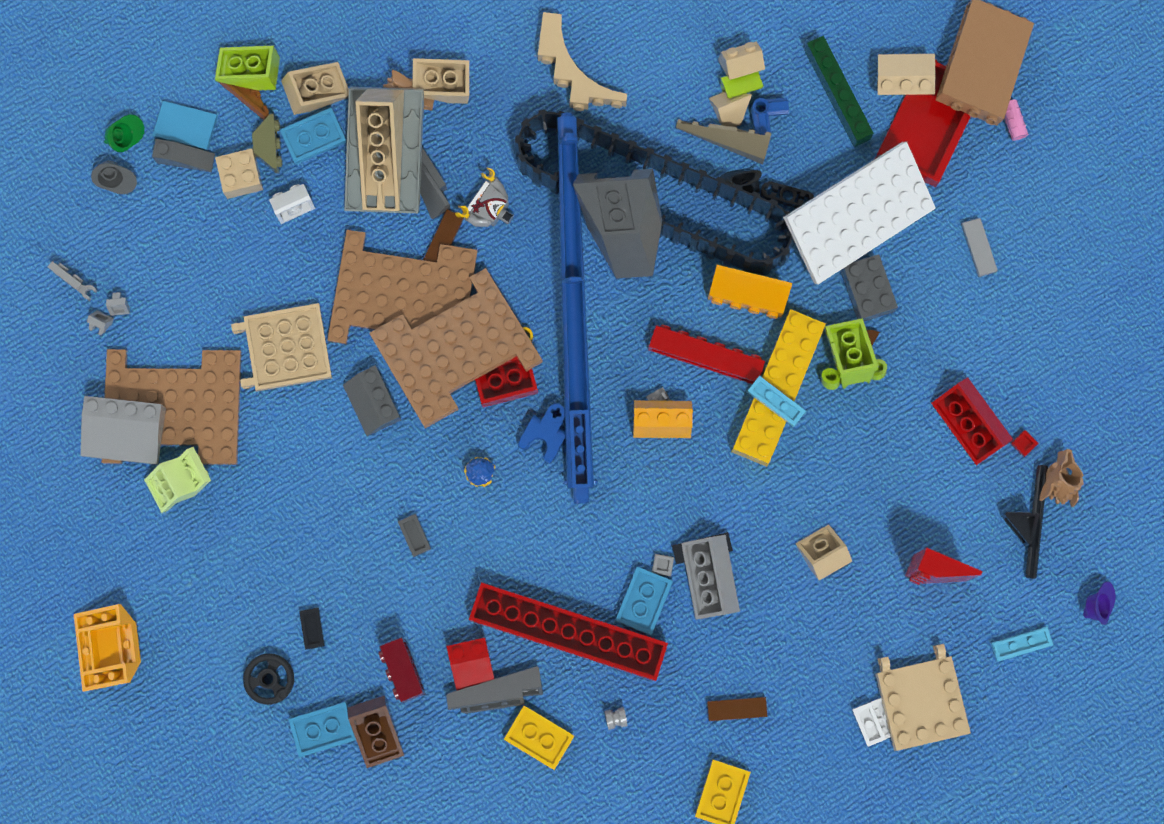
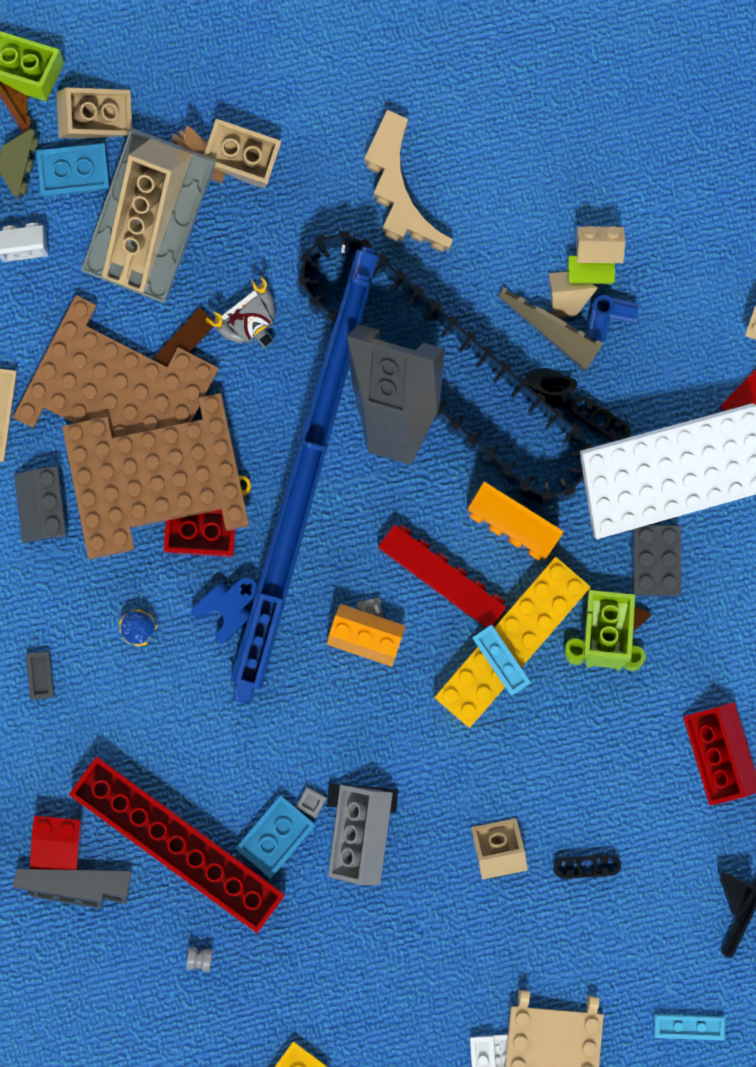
camera: 15 degrees right, 5 degrees up
(432, 188) = (190, 277): dark grey wedge -> none
(539, 737) = (105, 952): yellow plate -> none
(737, 709) = (340, 993): reddish brown tile -> none
(838, 91) = (702, 315): dark green brick -> none
(912, 543) = (603, 859): none -> black beam
(935, 567) = (609, 909): red slope -> none

